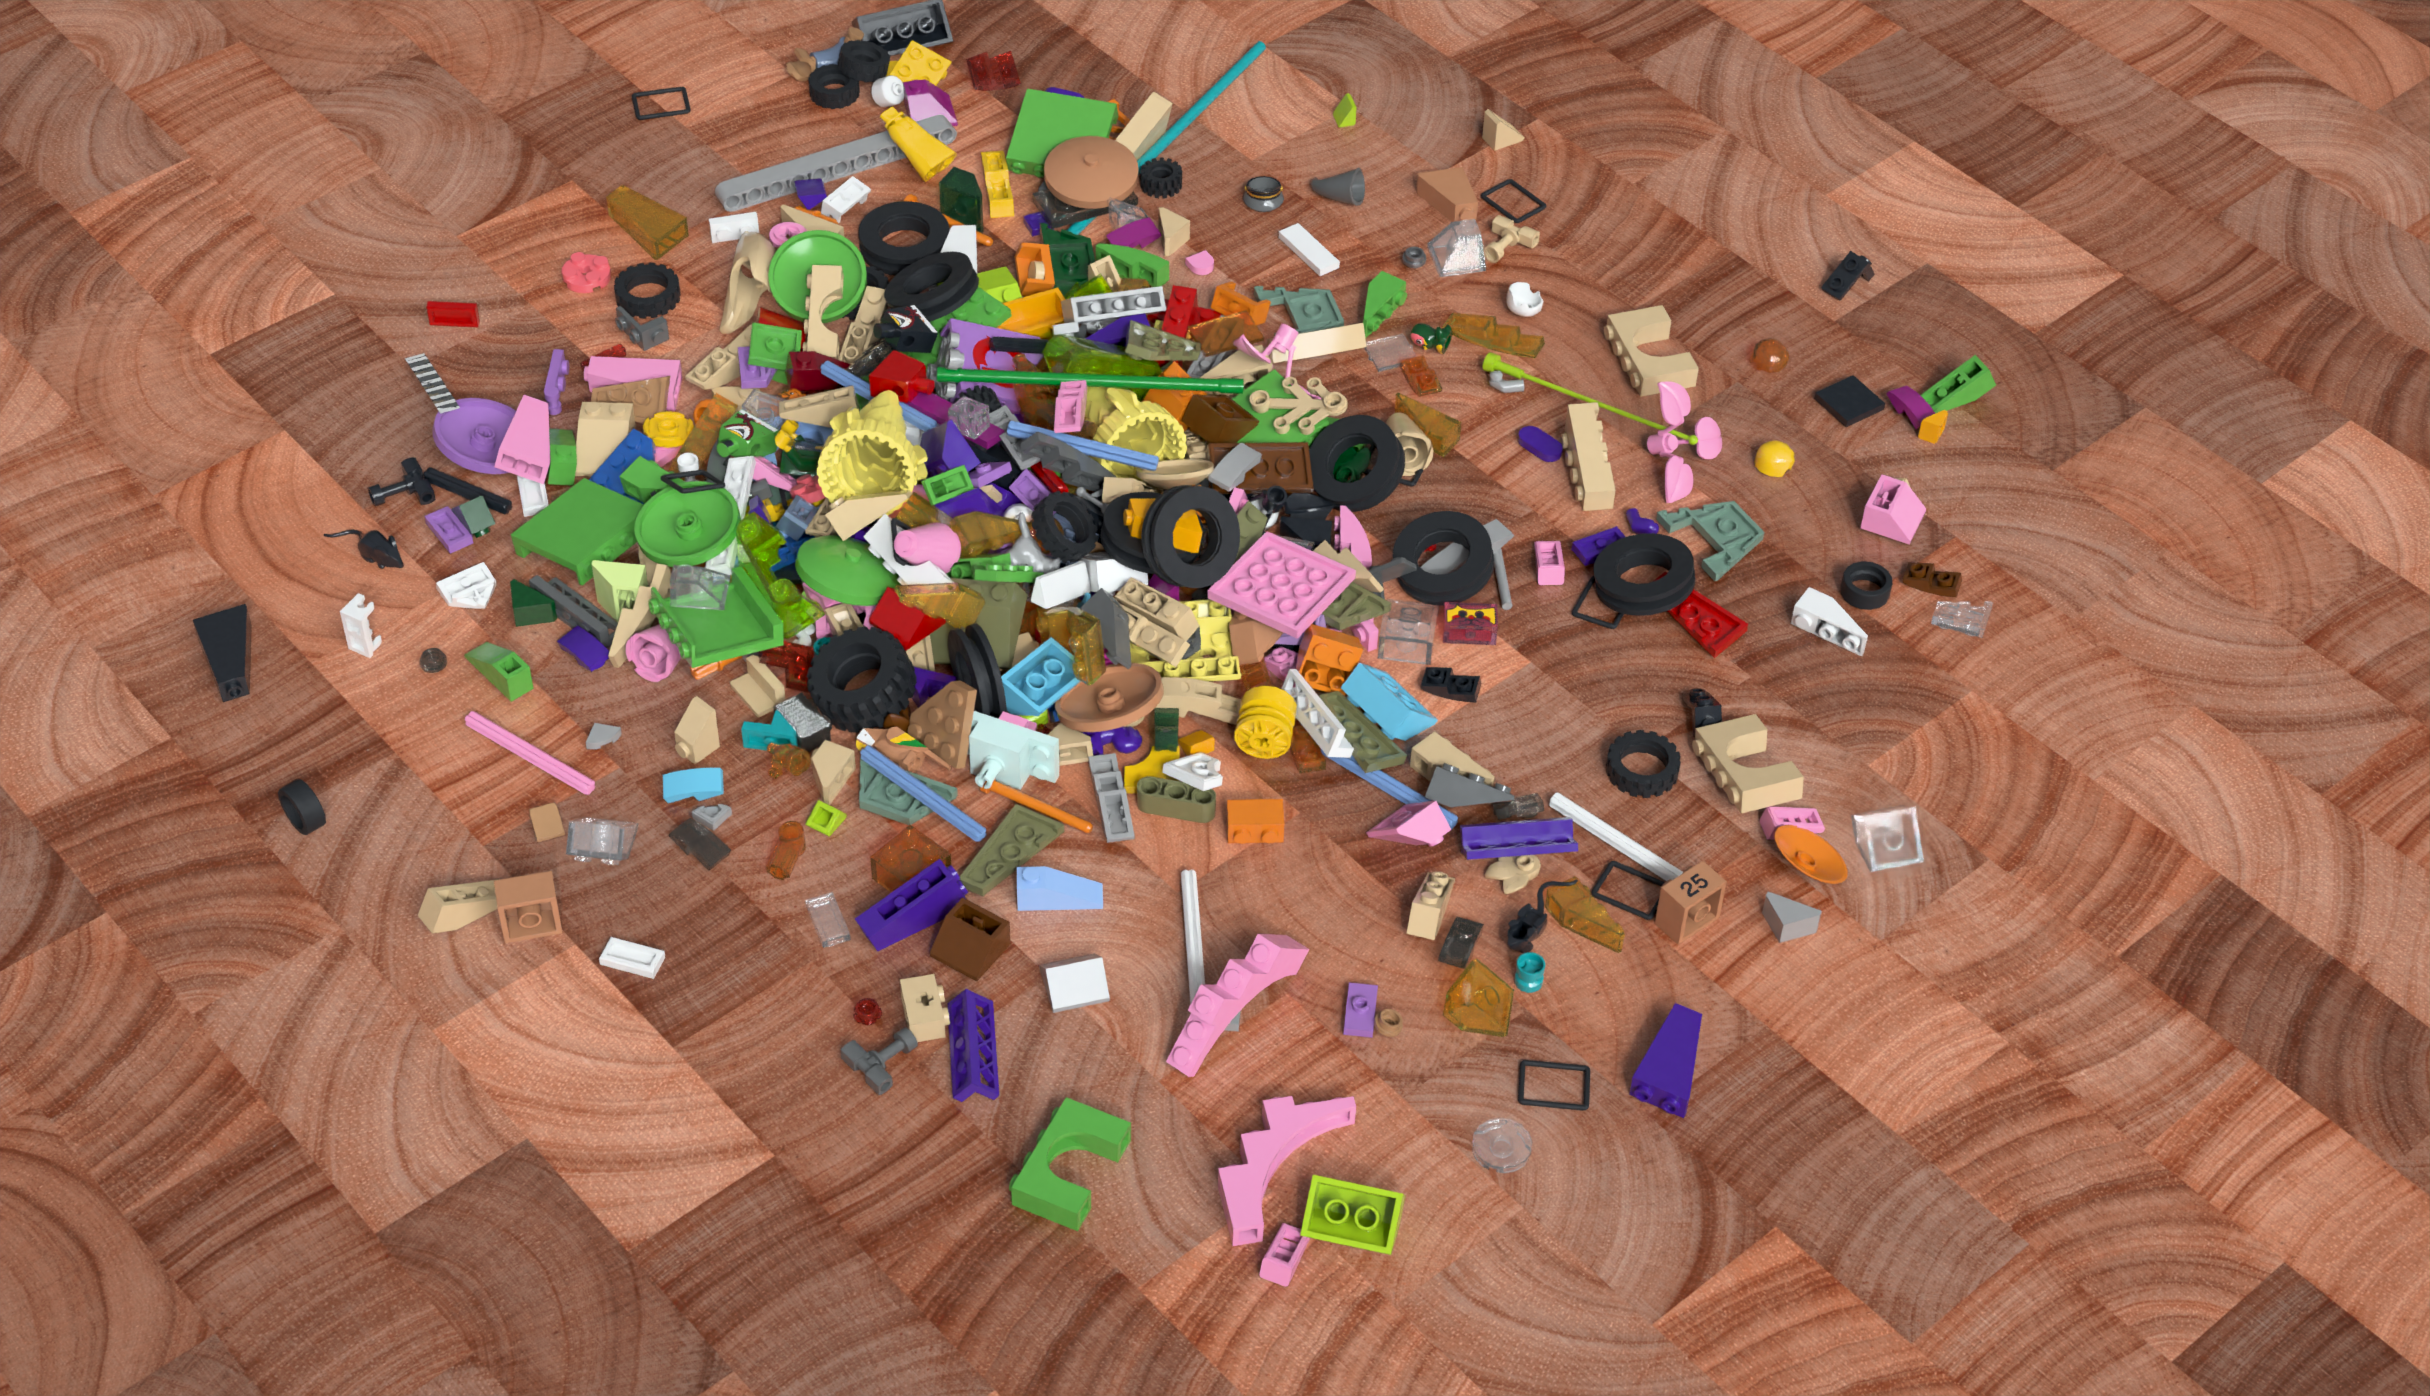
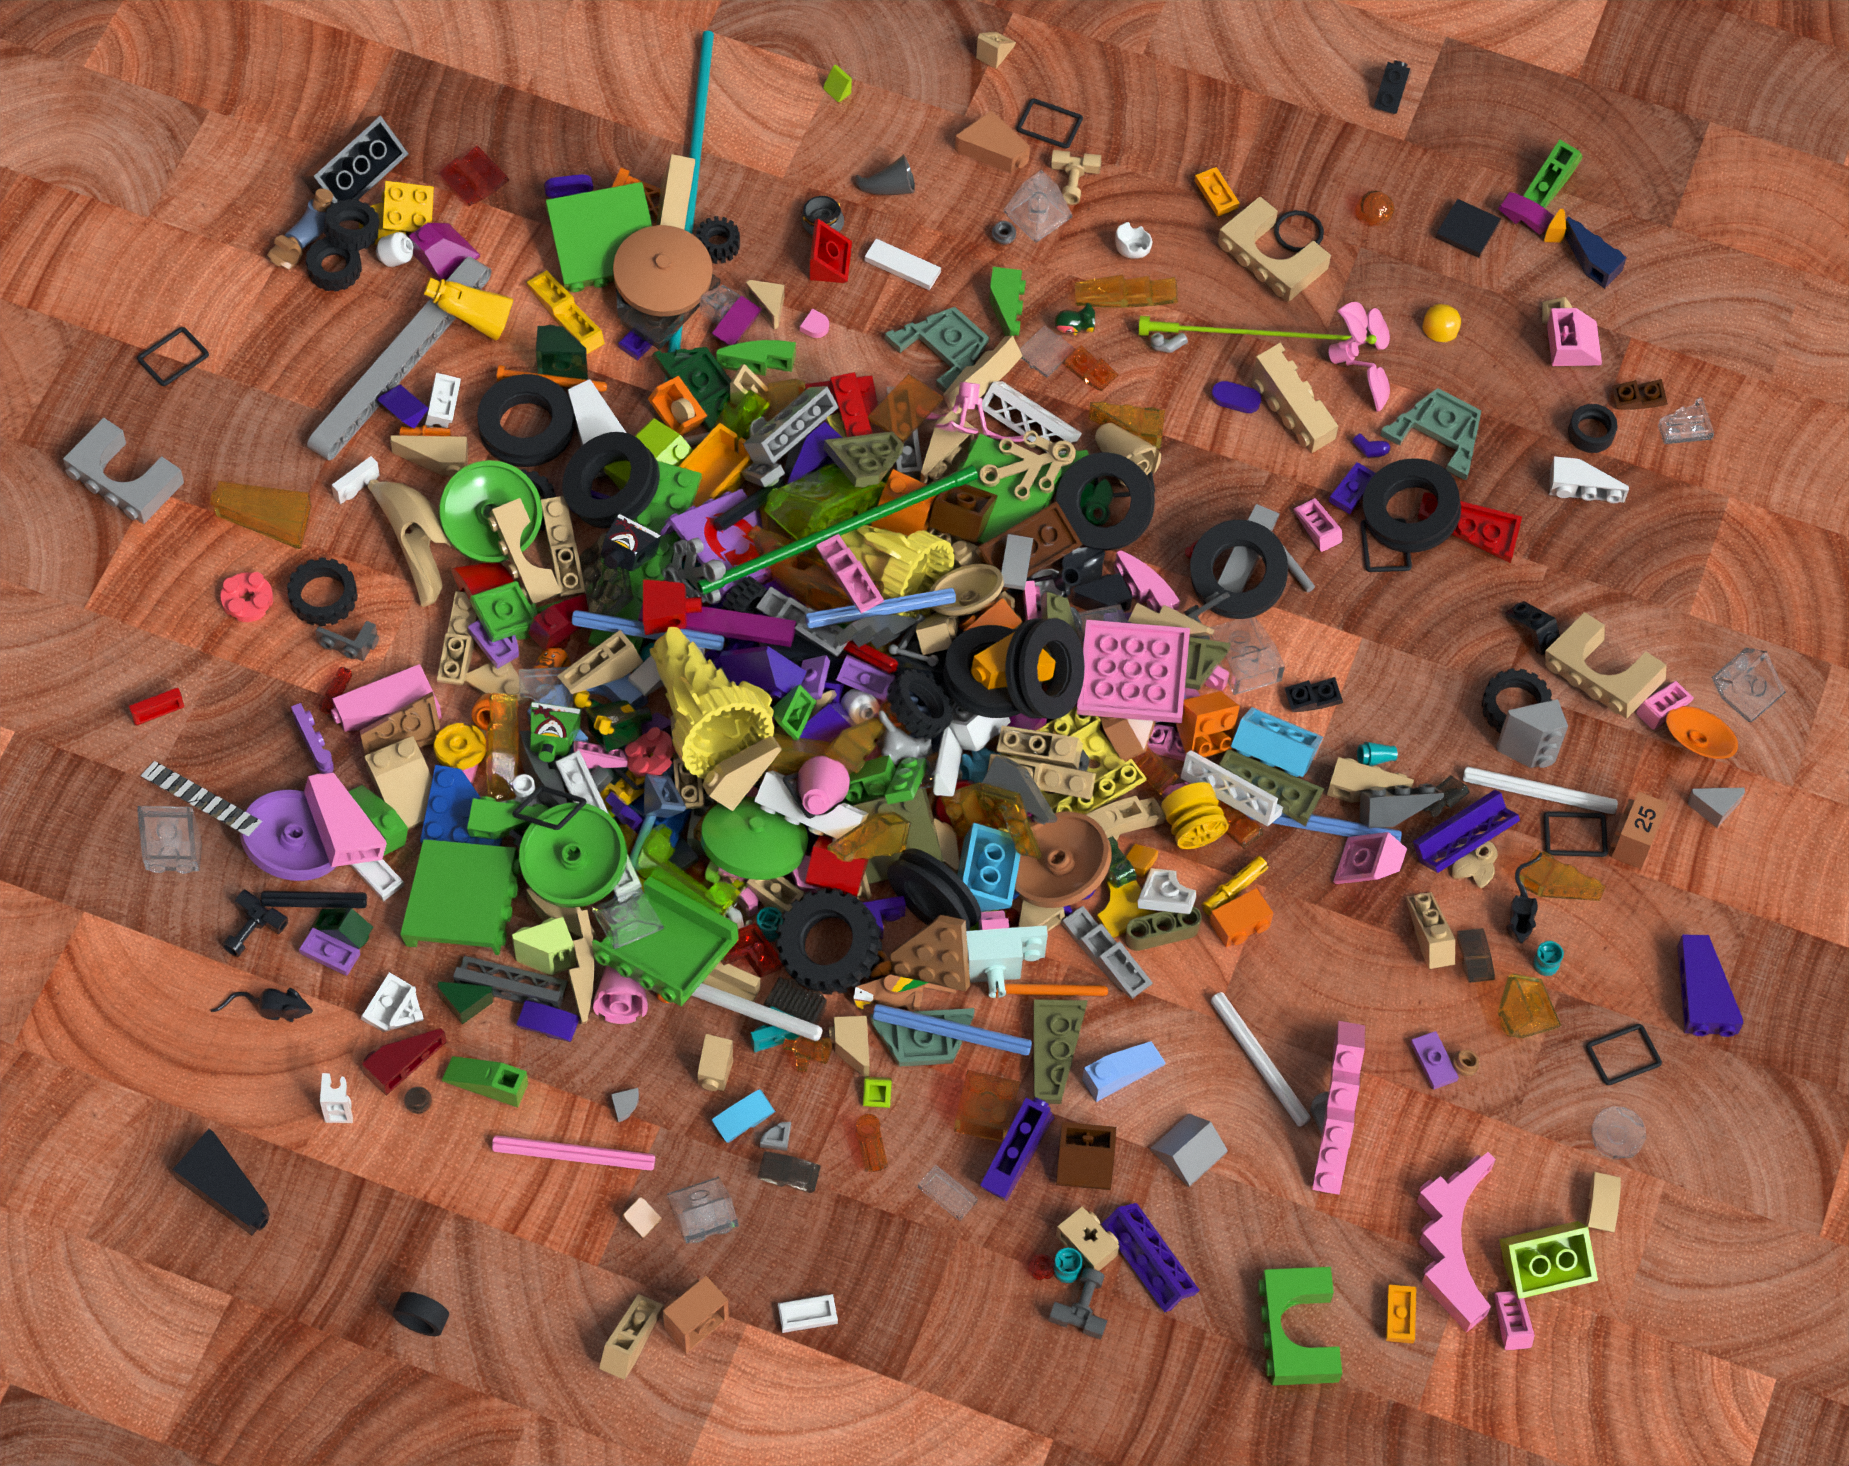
camera: 30 degrees left, 15 degrees up
(381, 395) = (169, 839): none -> clear slope
(443, 625) = (398, 1060): none -> dark red slope
(552, 176) = (136, 498): none -> light grey arch
(758, 704) = (758, 1012): none -> white axle
(778, 232) = (425, 463): bright pink gear -> none
(889, 1018) = (1071, 1260): none -> teal wheel
(970, 417) = (764, 633): clear brick -> none
(1175, 1197) = (1401, 1314): none -> light orange plate
(1230, 302) = (885, 365): orange panel -> none
(1246, 216) = (829, 254): none -> red slope
(1286, 792) = (1229, 890): none -> yellow pin
(1339, 380) = (1029, 409): none -> white fence
(1443, 1193) = (1604, 1202): none -> tan slope
(1470, 623) = (1294, 624): clear pink brick -> none
(1478, 749) = (1374, 753): none -> teal cone
(1628, 293) = (1216, 191): none -> light orange plate
(1632, 780) = (1533, 734): none -> light grey slope
(1689, 335) = (1300, 213): none -> black piece
(1959, 462) = (1594, 255): none -> dark blue slope

